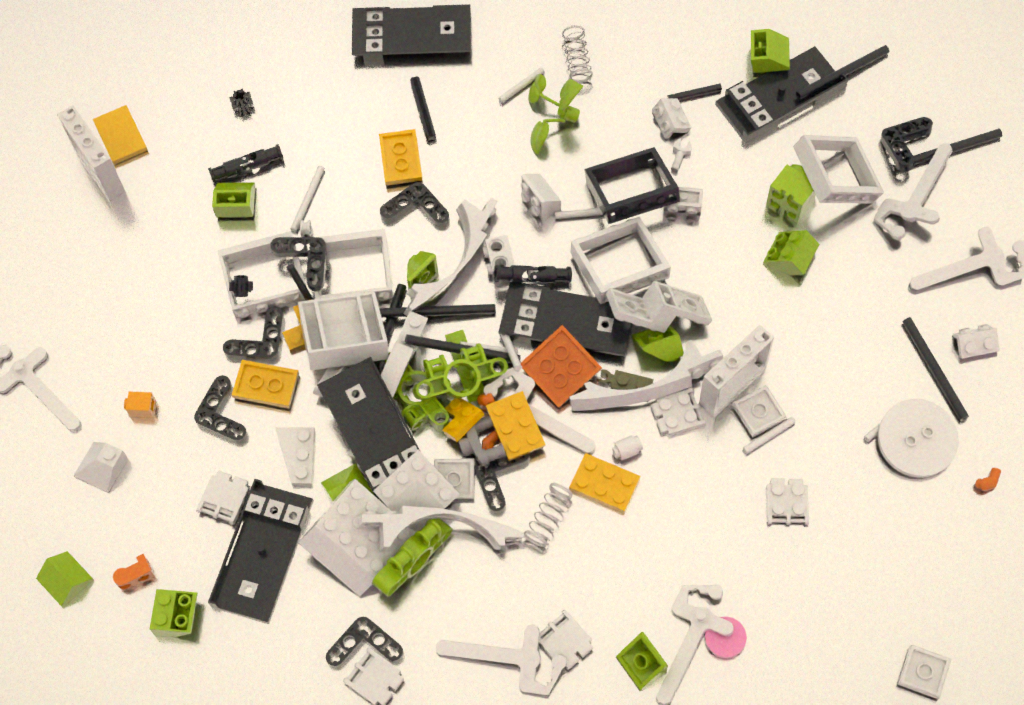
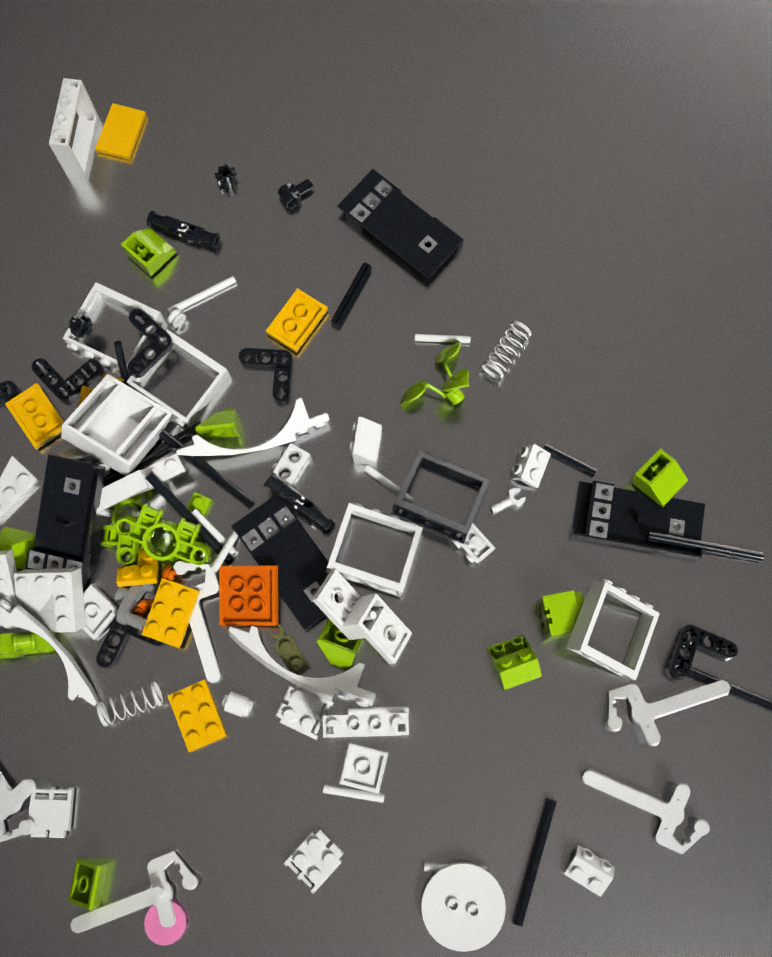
camera: 40 degrees right, 10 degrees up
(306, 73) = (292, 194): none -> black axle

